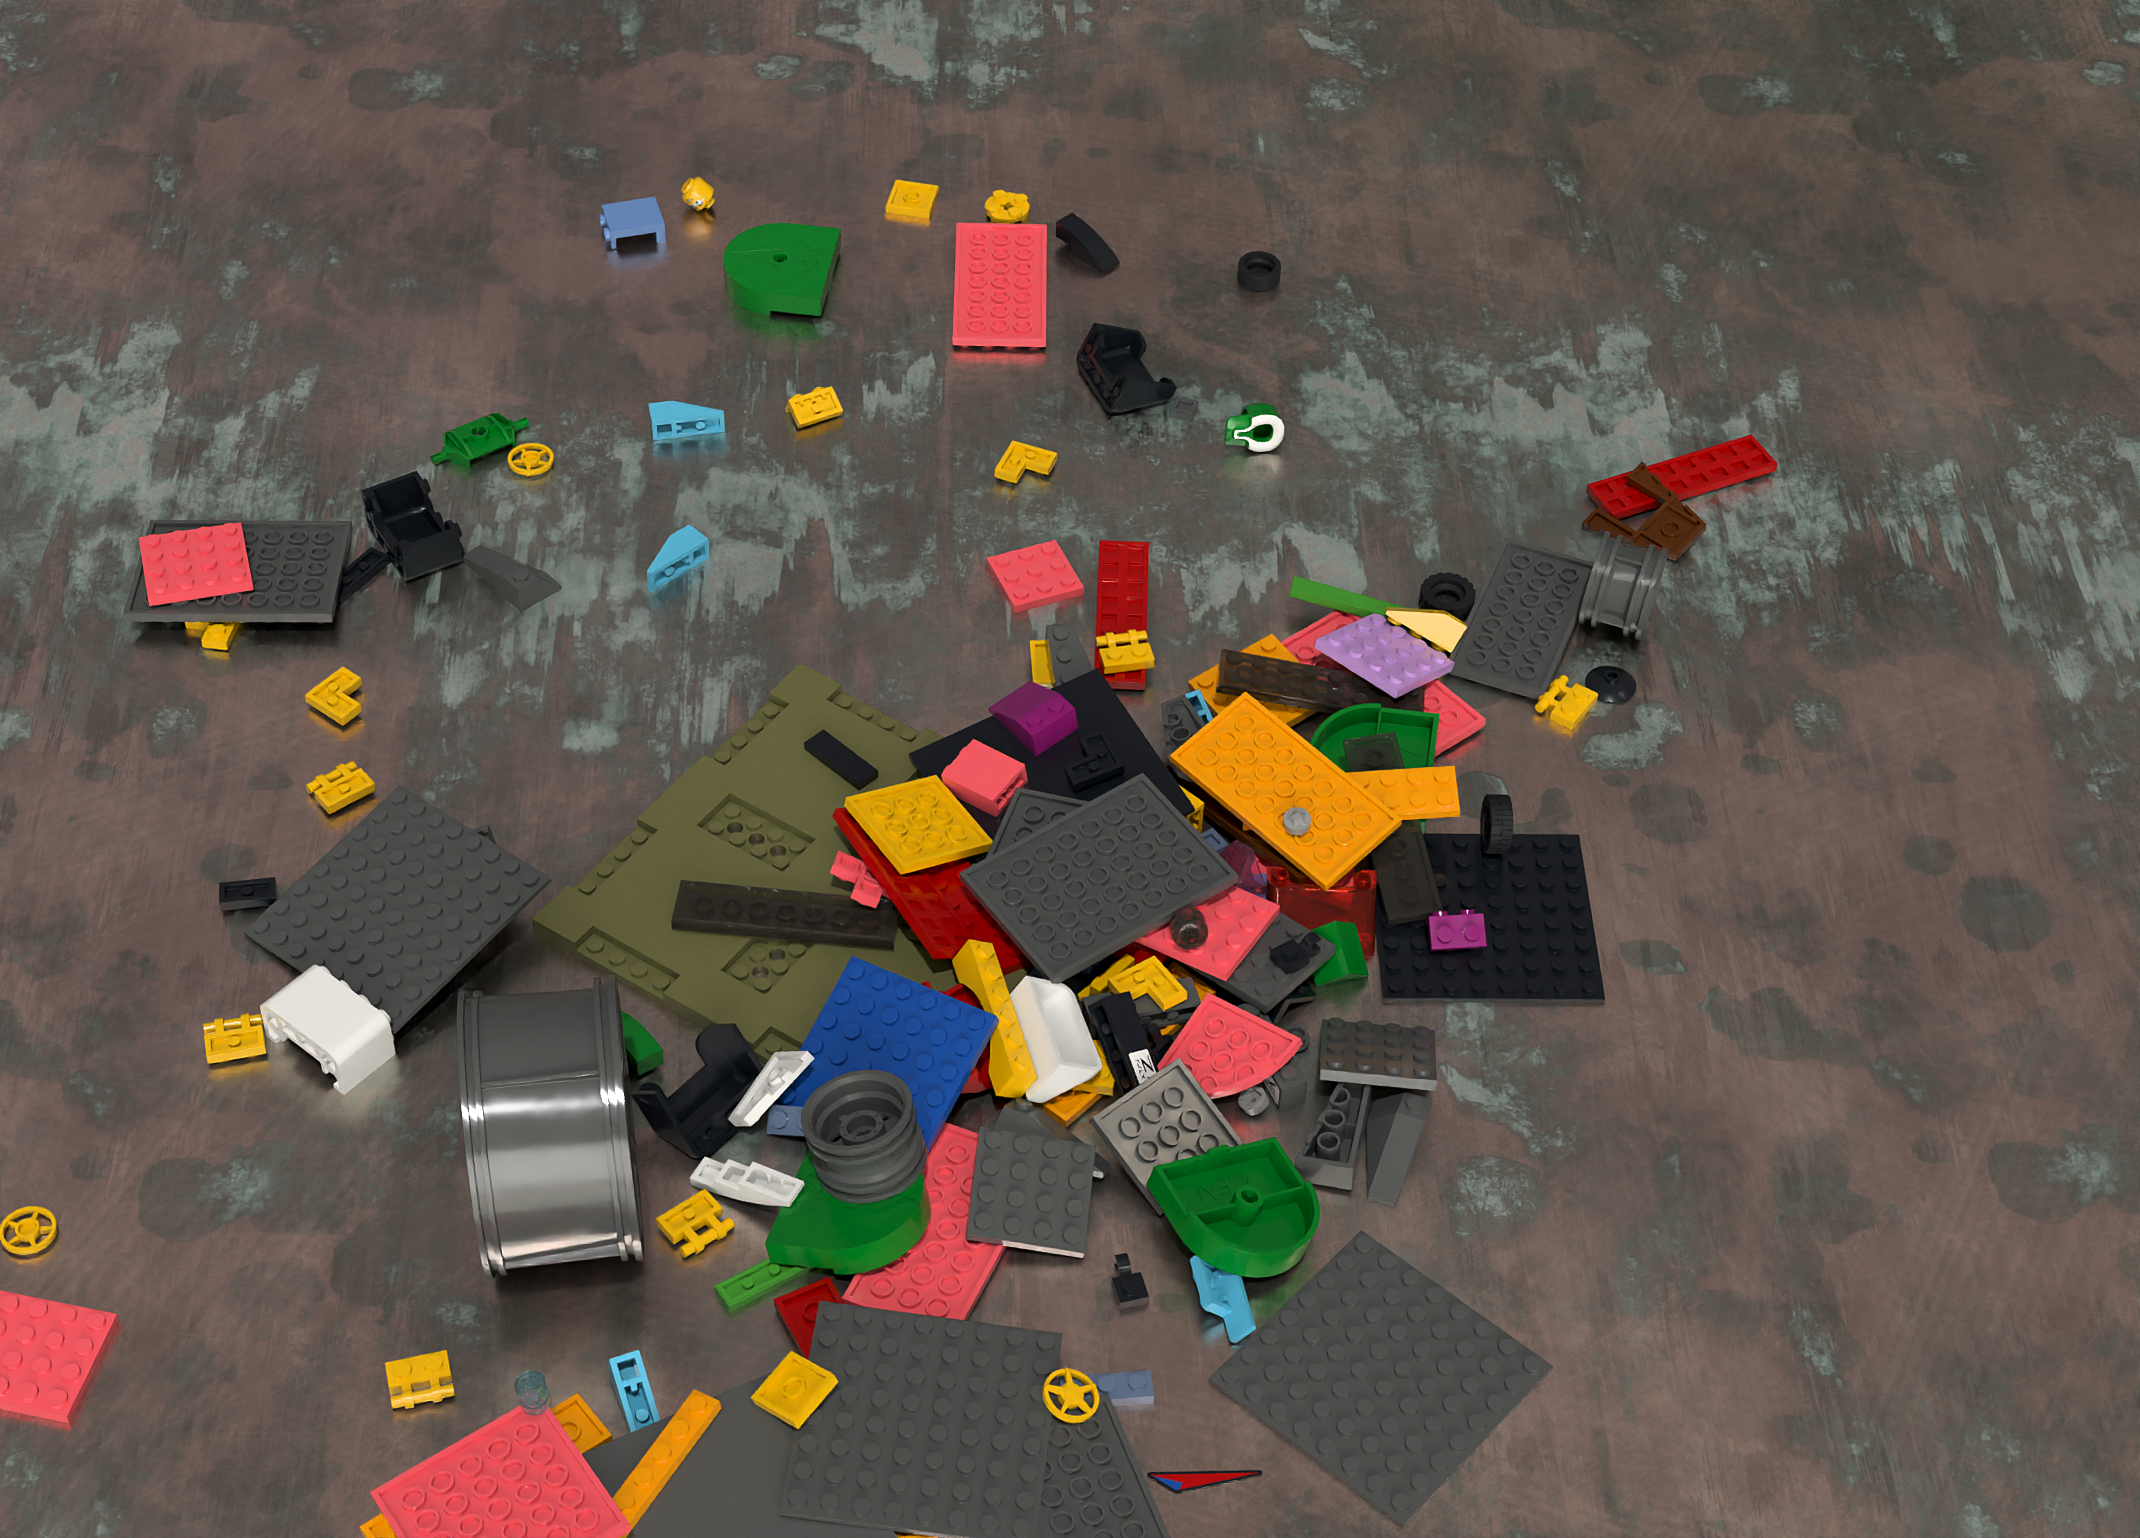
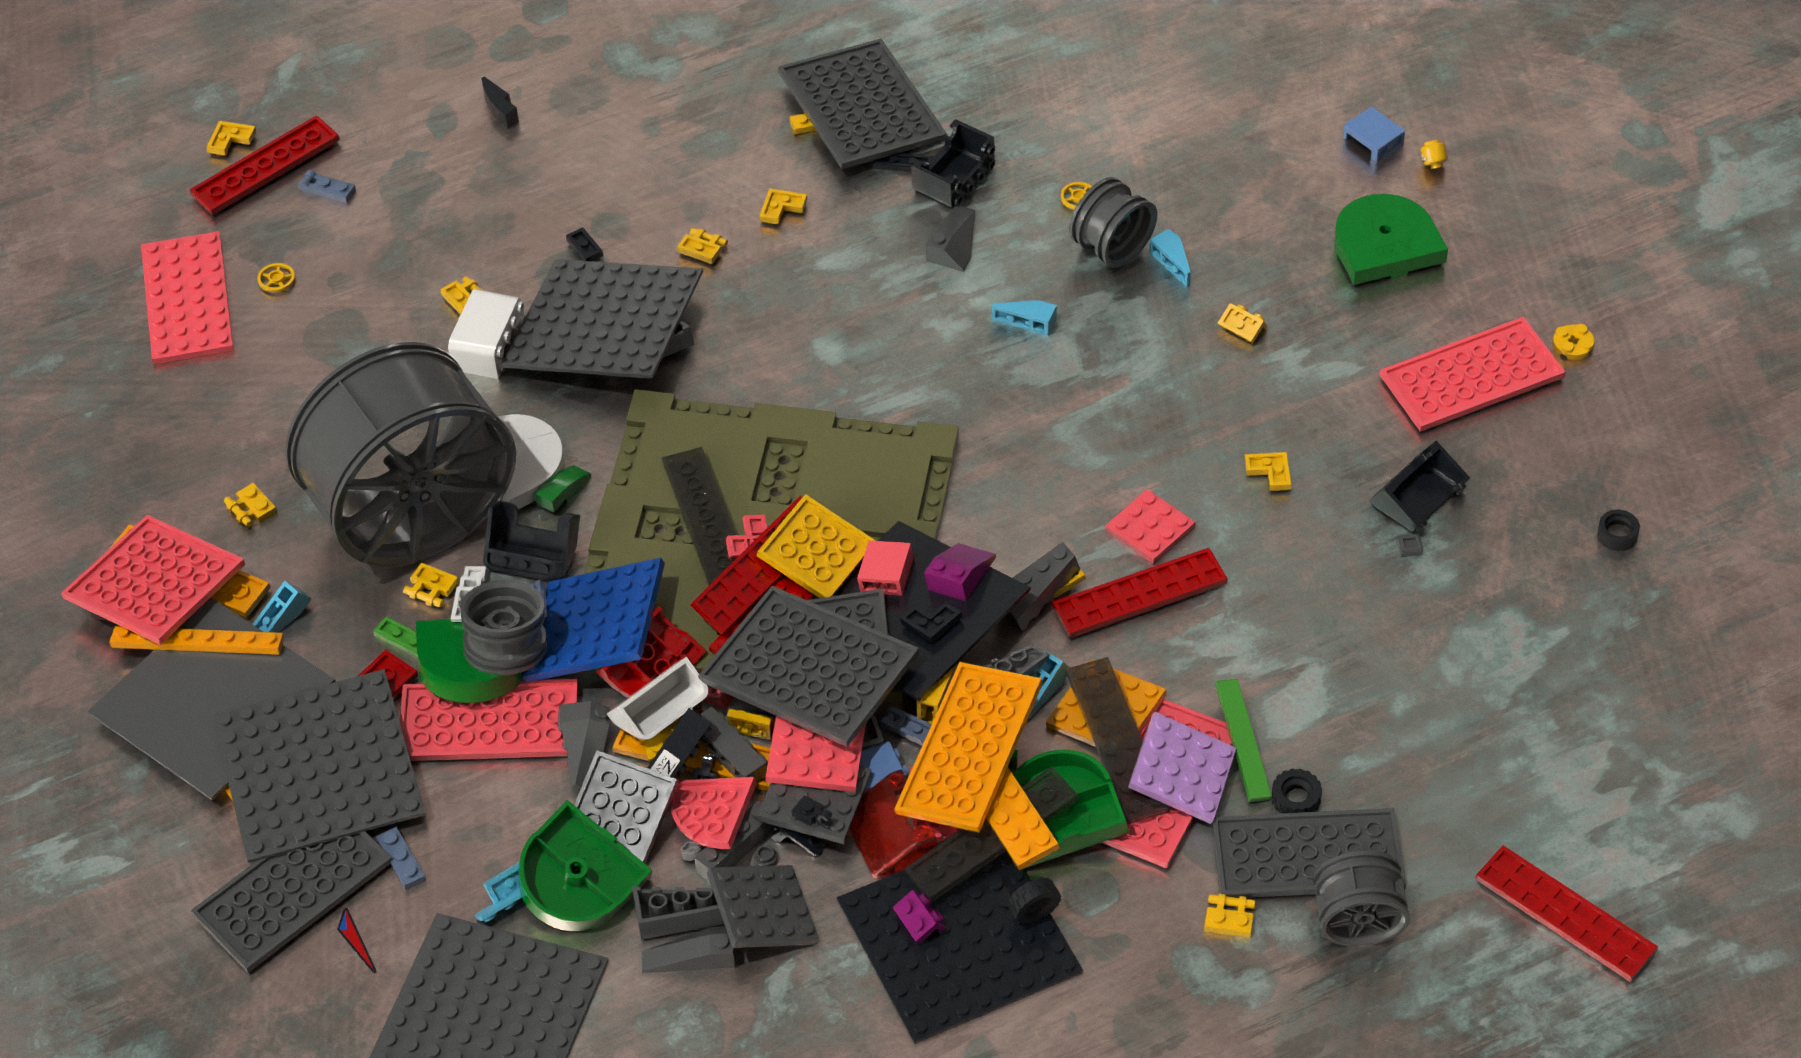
camera: 70 degrees right, 5 degrees up
(195, 563) = (847, 77): coral plate -> none
(463, 444) = (1090, 166): green plate -> none
(532, 1392) = (234, 551): clear light blue wheel -> none
(621, 429) = (1113, 222): none -> dark grey wheel
(769, 1085) = (547, 569): white wing -> none
(794, 1389) = (299, 681): yellow plate -> none
(841, 759) = (872, 486): black tile -> none
(912, 199) = (1539, 280): yellow tile -> none
(1010, 1061) = (658, 661): yellow arch -> none
(1030, 1192) = (531, 747): dark grey plate -> none
(1070, 1395) = (373, 834): yellow wheel -> none
(1086, 243) = (1562, 406): black slope -> none
(1127, 657) = (1084, 609): yellow plate -> none
(1128, 1287) = (493, 839): black plate -> none
(1149, 978) = (741, 737): yellow plate -> none
(1188, 928) = (784, 733): clear smoke head -> none
(1244, 863) = (878, 754): clear pink slope -> none
(1256, 428) = (1417, 594): green piece -> none
(1297, 821) = (937, 763): light grey tile -> none
(1348, 961) = (858, 851): green slope -> none
(1435, 625) = (1243, 787): yellow slope -> none
(1611, 683) = (1274, 948): black dish -> none
(1669, 527) = (1486, 921): reddish brown wing -> none

